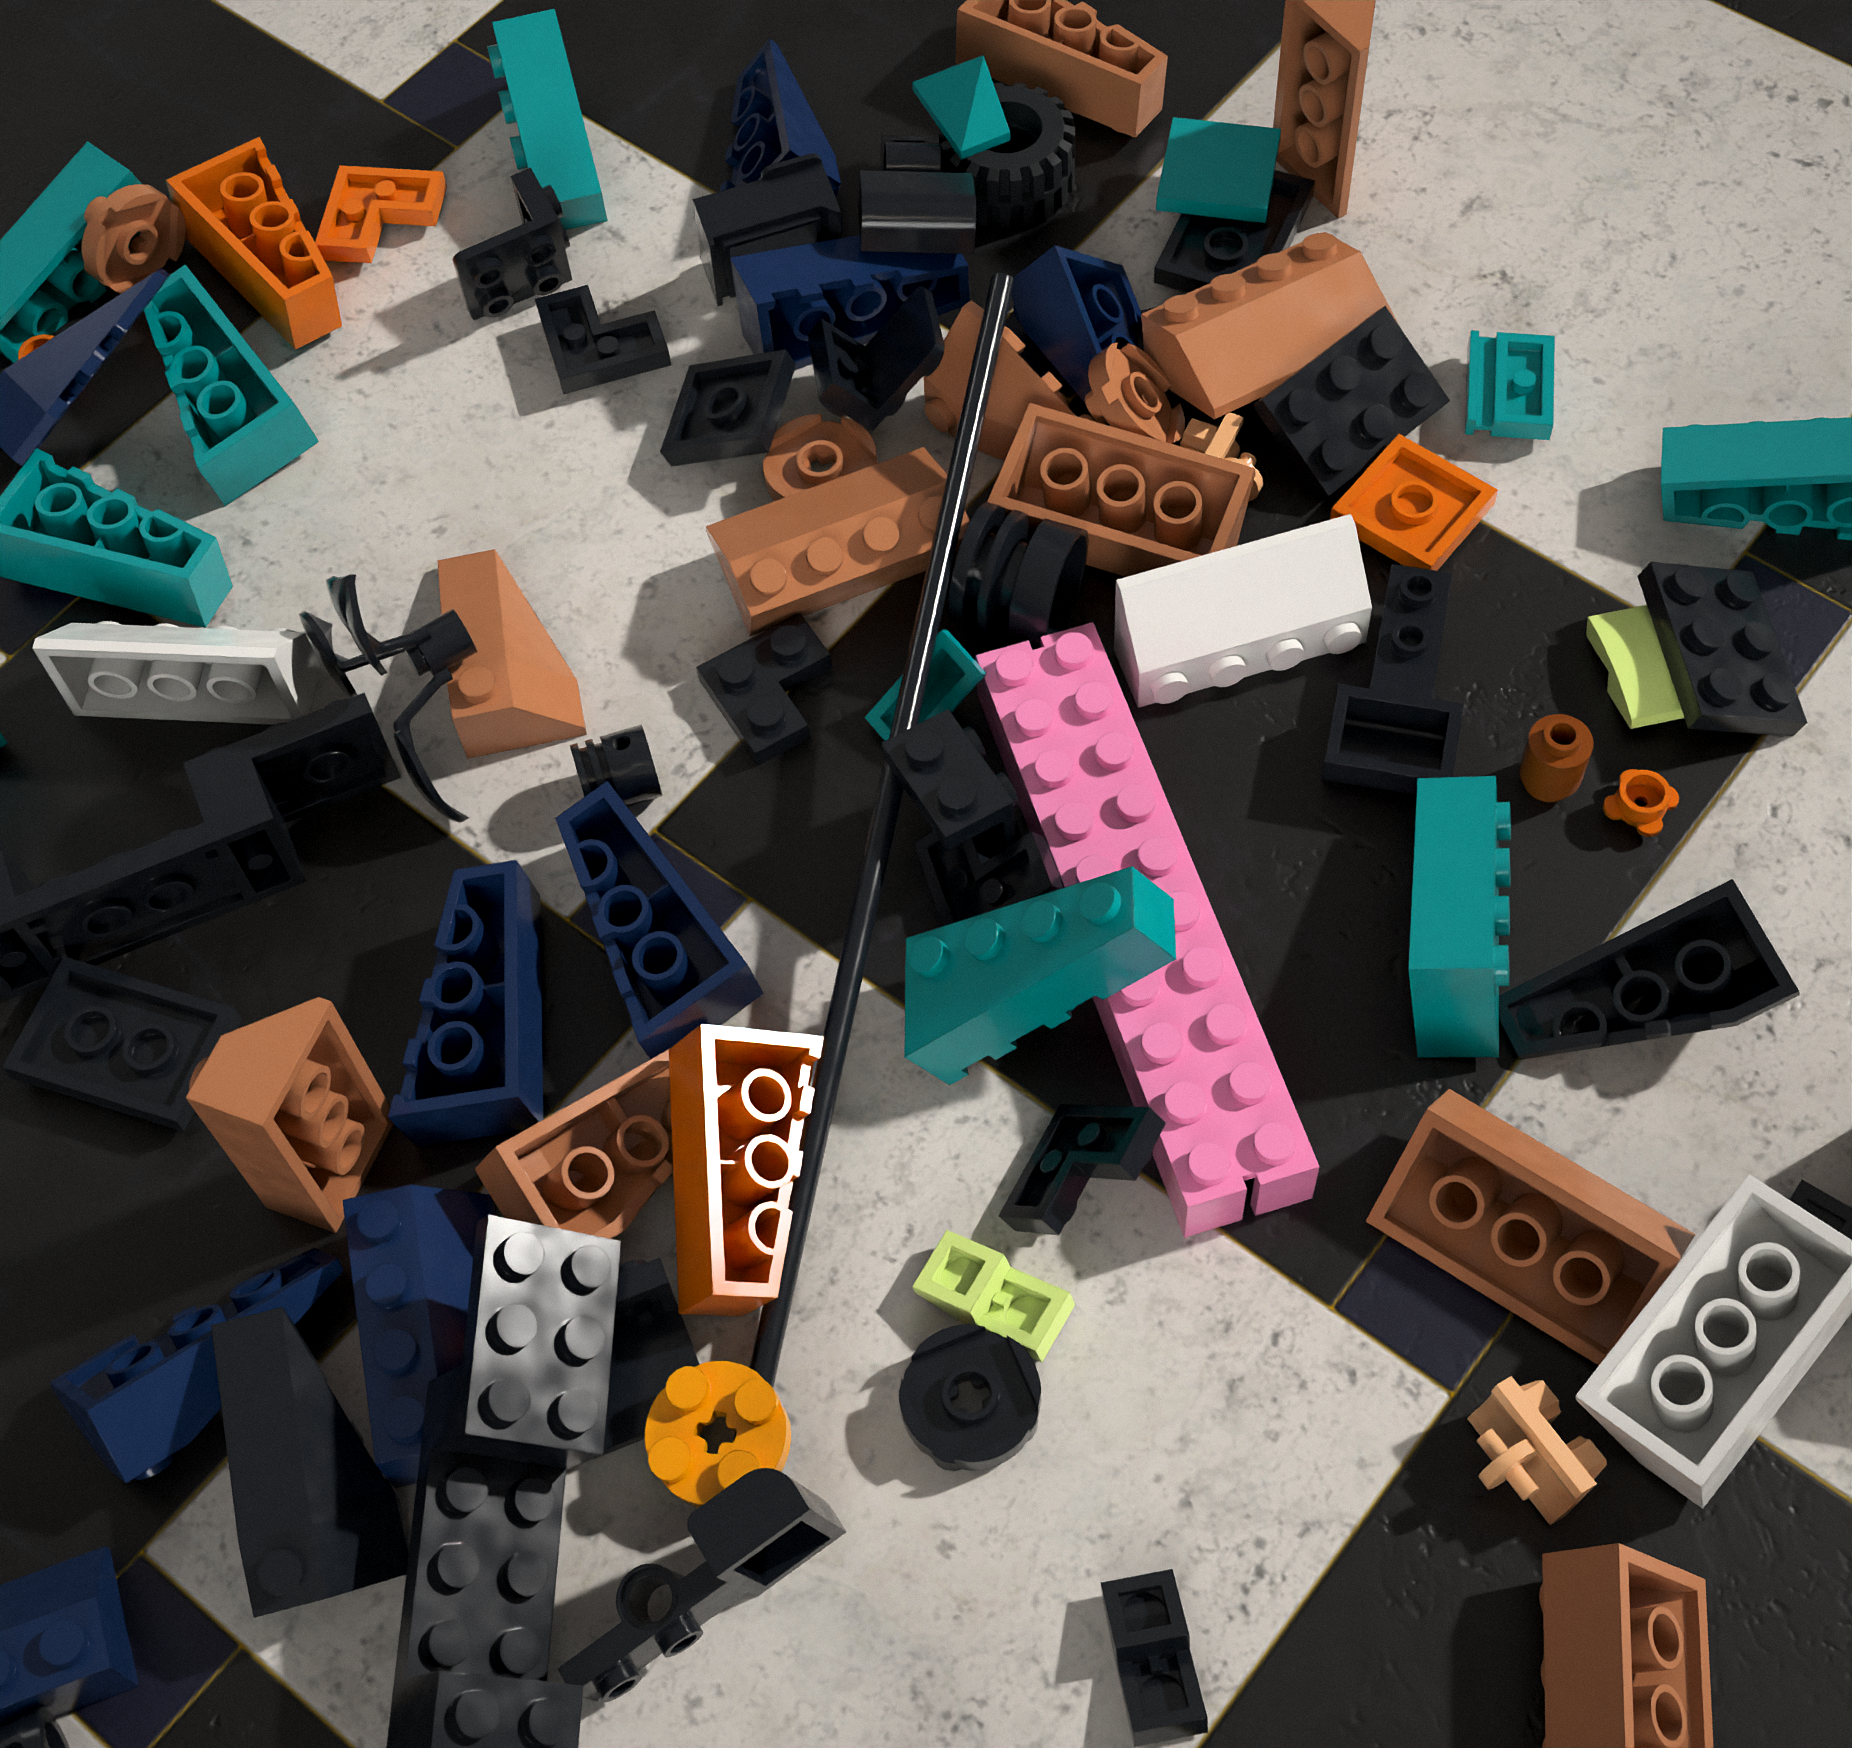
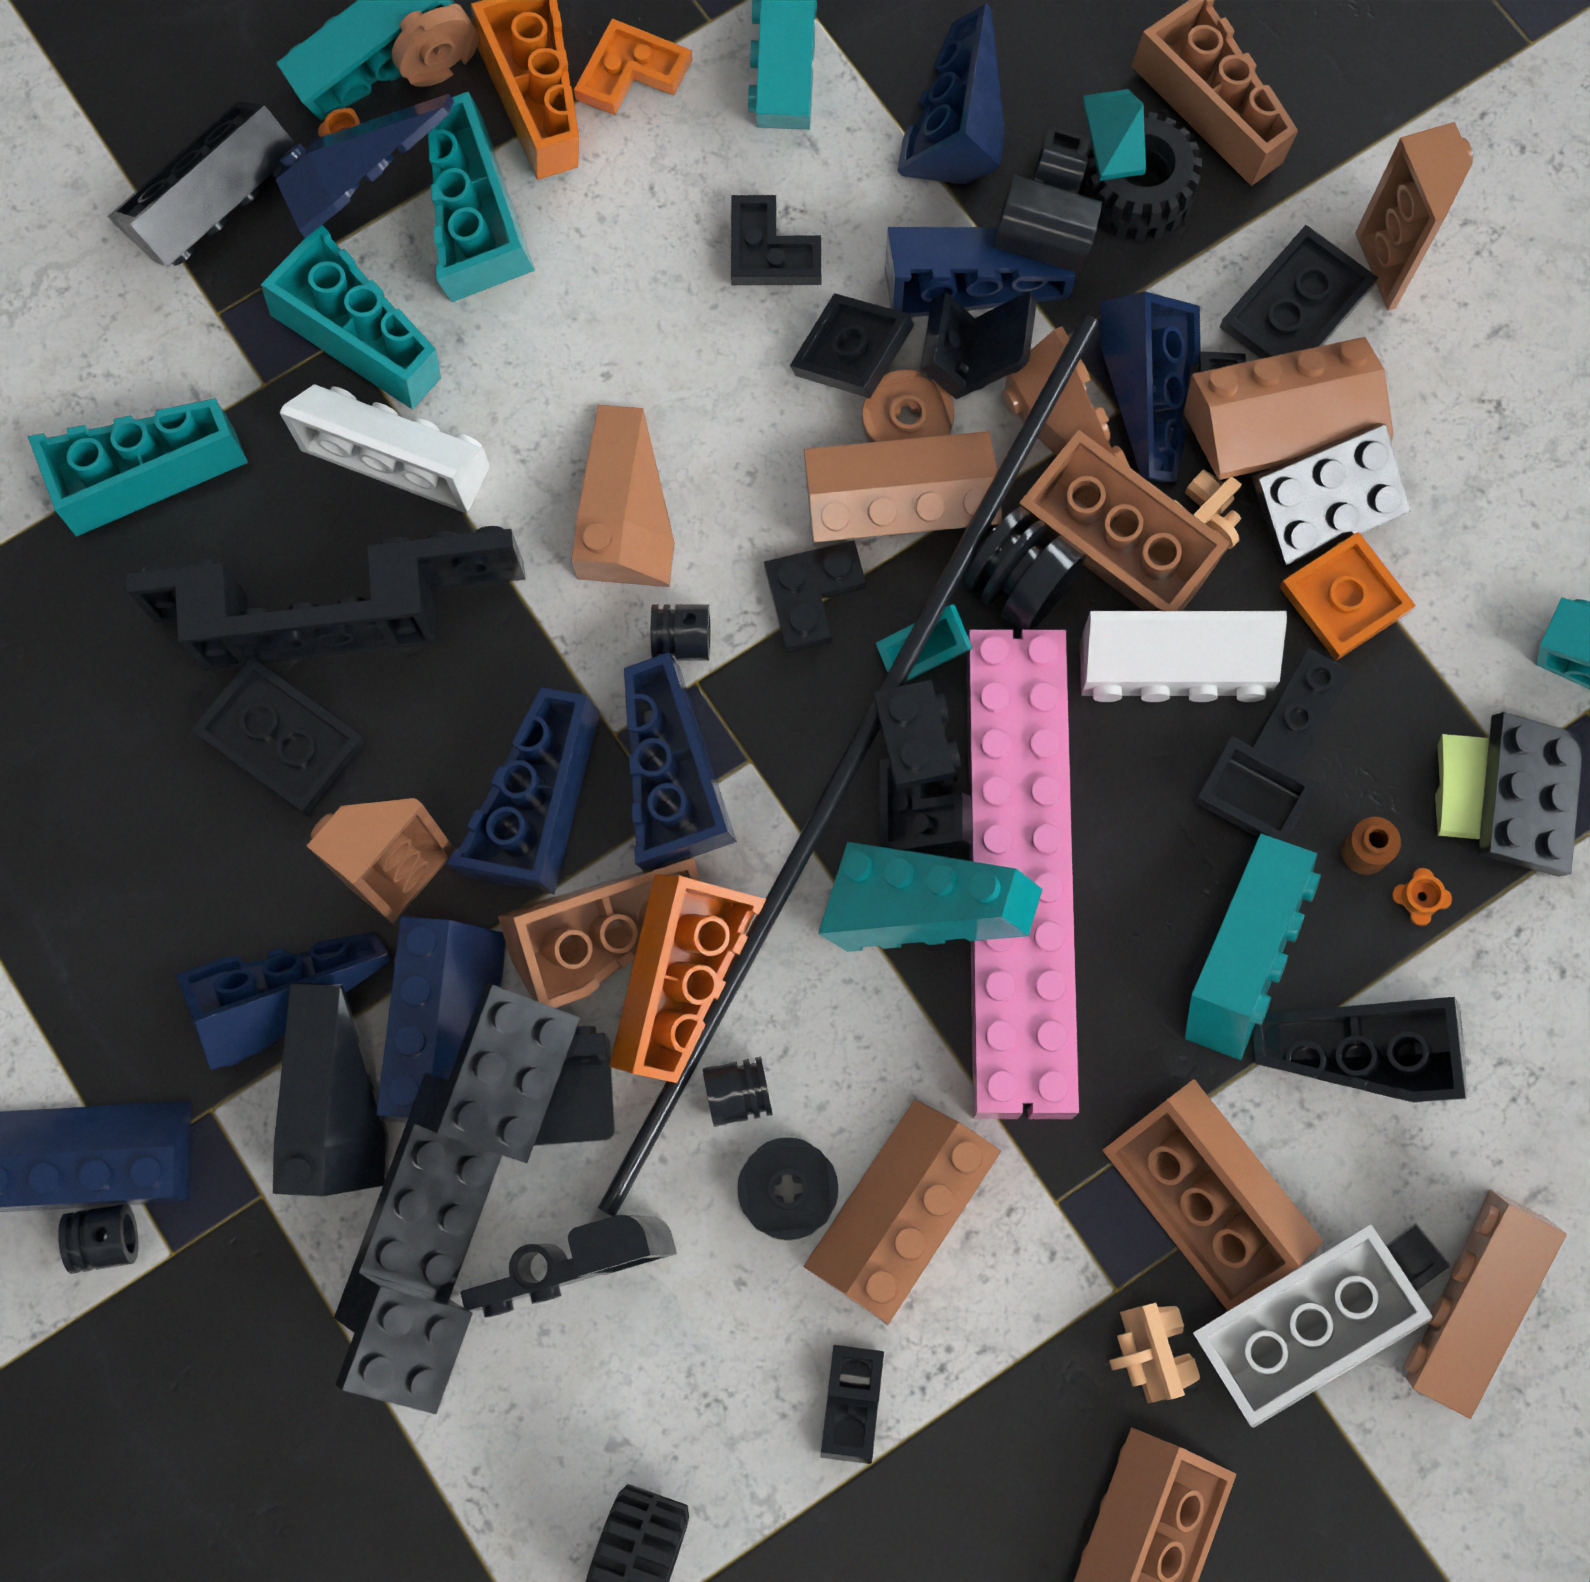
camera: 15 degrees right, 15 degrees up
(428, 648) = (568, 501): black plant -> none
(521, 260) = (733, 163): black bracket -> none
(694, 1400) = (581, 1171): light orange plate -> none
(780, 211) = (930, 194): black piece -> none
(862, 1290) = (736, 1091): none -> black piece
(985, 1291) = (827, 1120): yellowish green slope -> none
(1075, 1147) = (913, 1037): black plate -> none
(1131, 394) = (1162, 443): nougat plate -> none
(1133, 1377) = (902, 1210): none -> nougat slope
(1218, 169) = (1304, 246): teal tile -> none
(1510, 385) = (1462, 512): teal plate -> none

